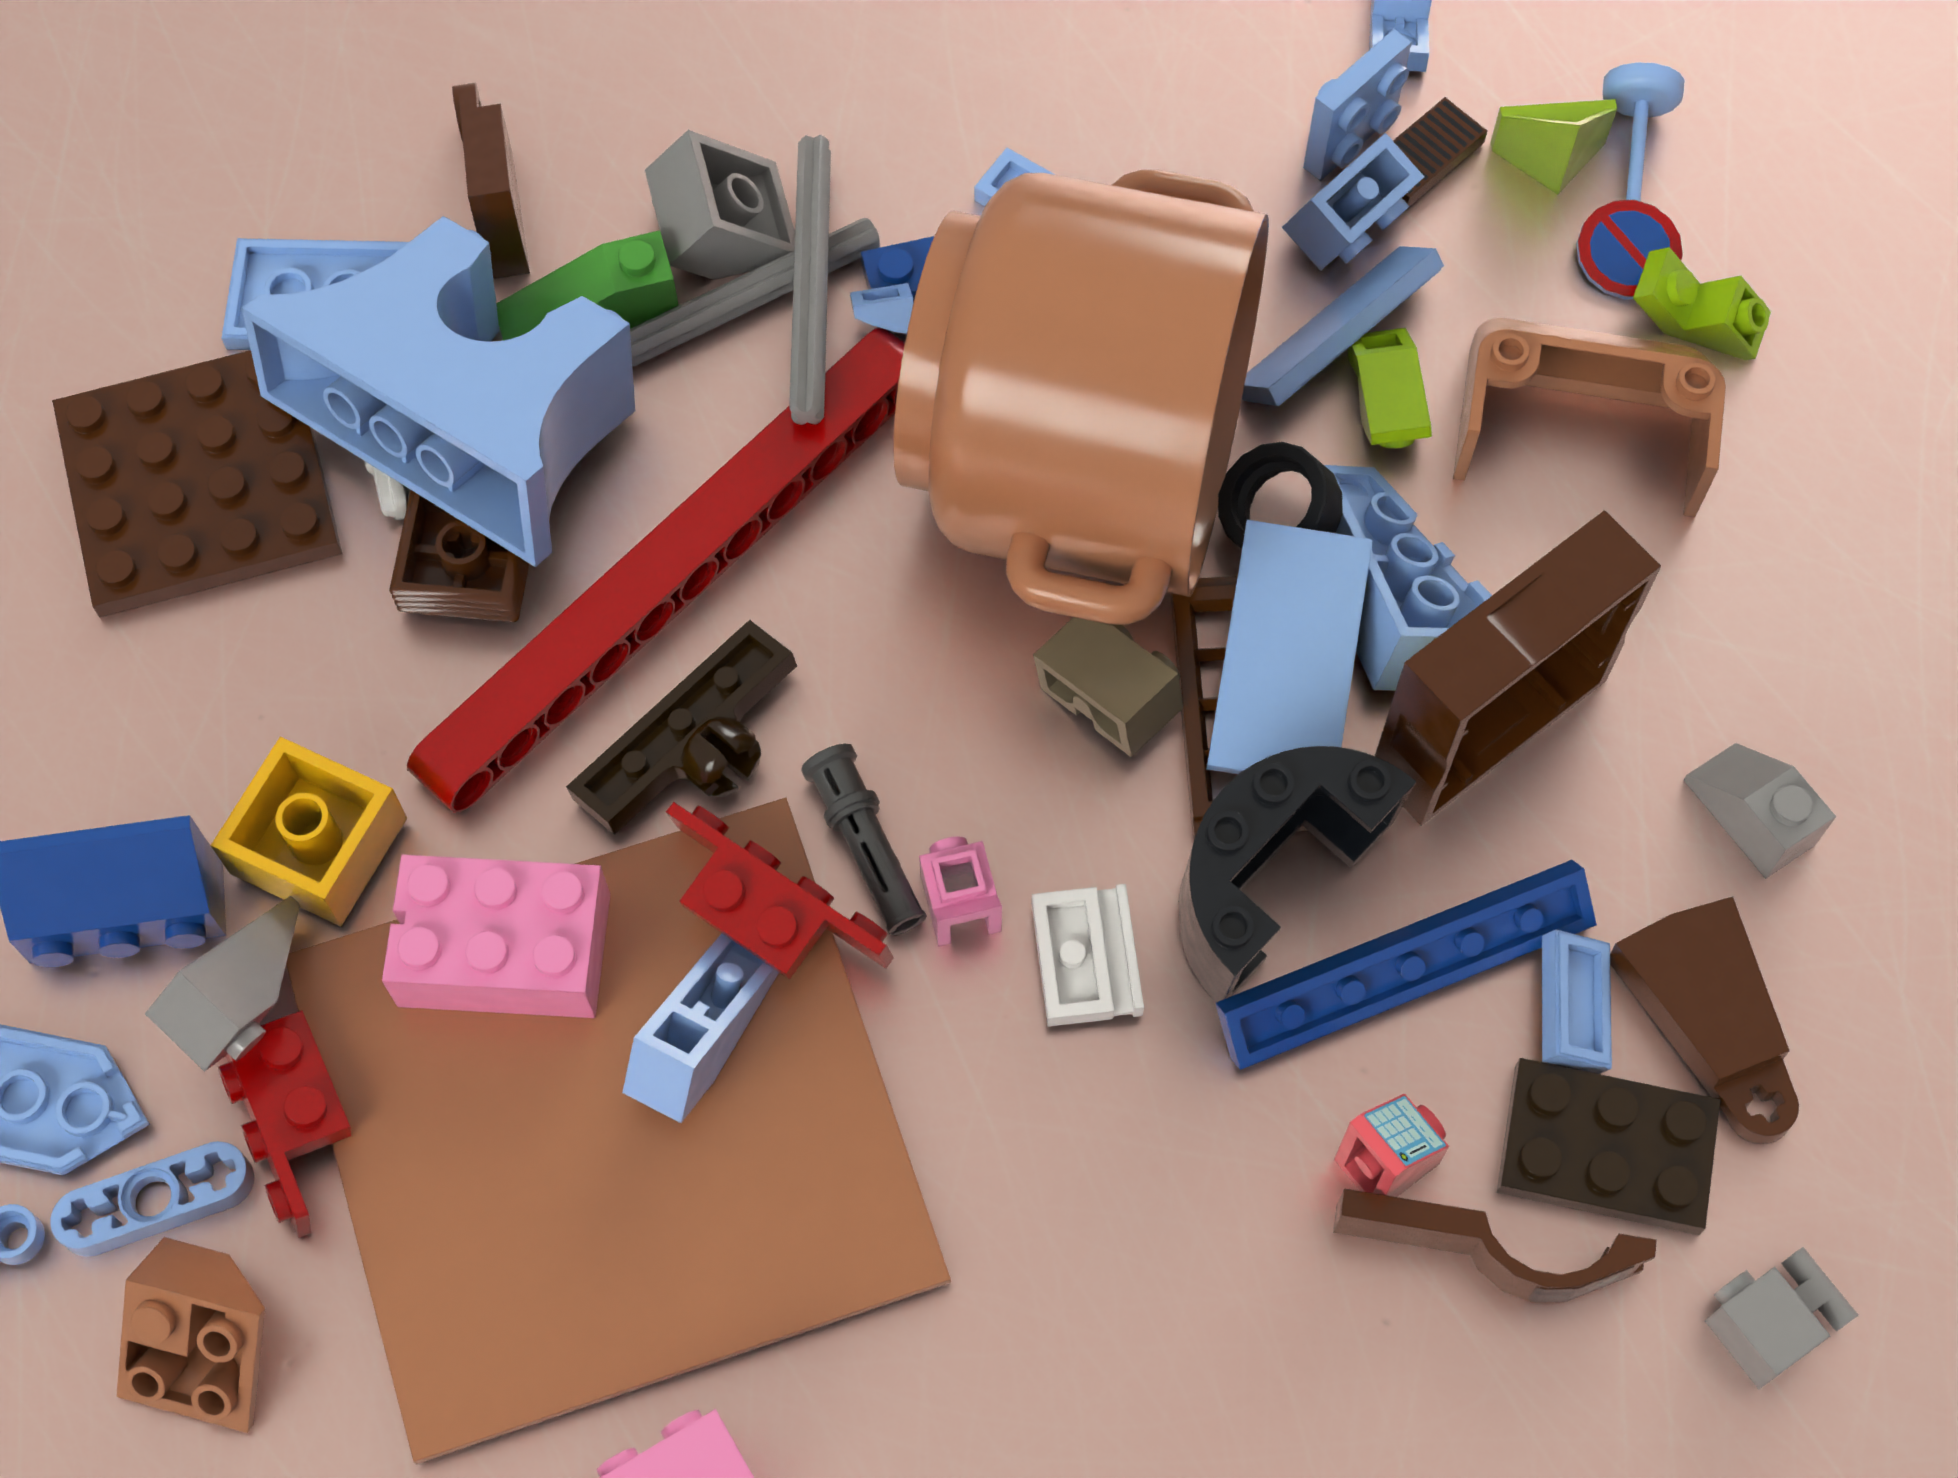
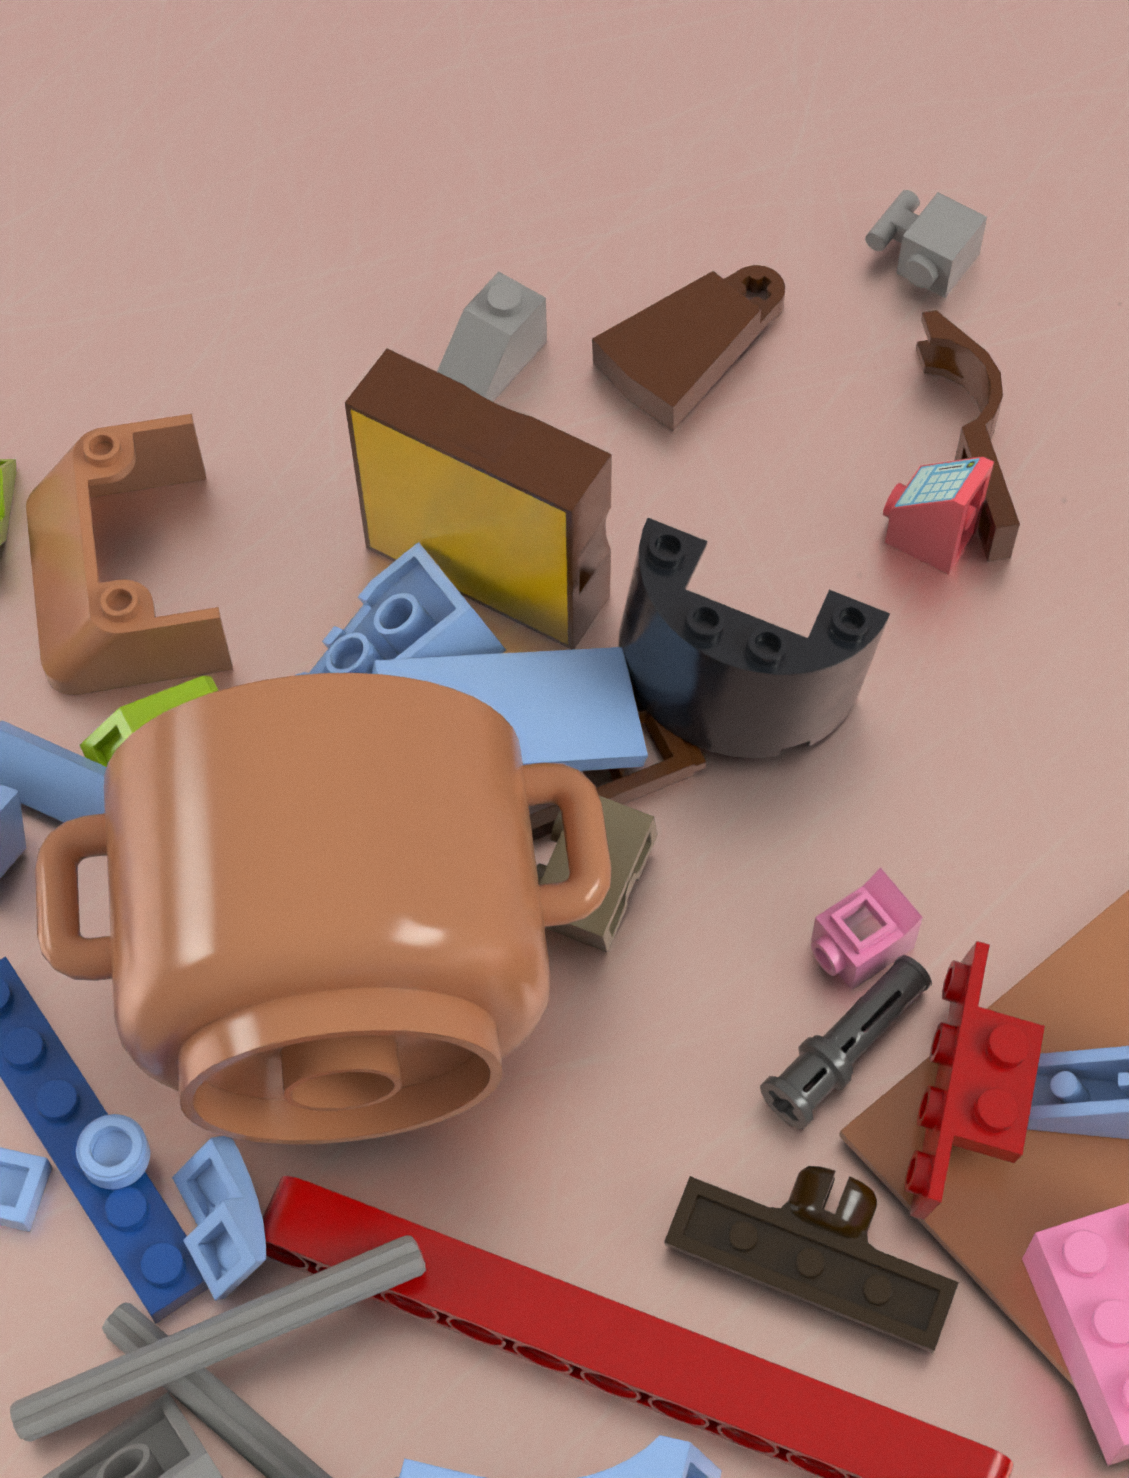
camera: 110 degrees left, 5 degrees down
(1086, 955) = (871, 807): white plate -> none
(1404, 964) = (740, 541): blue plate -> none
(1576, 1002) = (730, 431): light blue tile -> none
(1609, 1146) = (841, 386): dark brown plate -> none

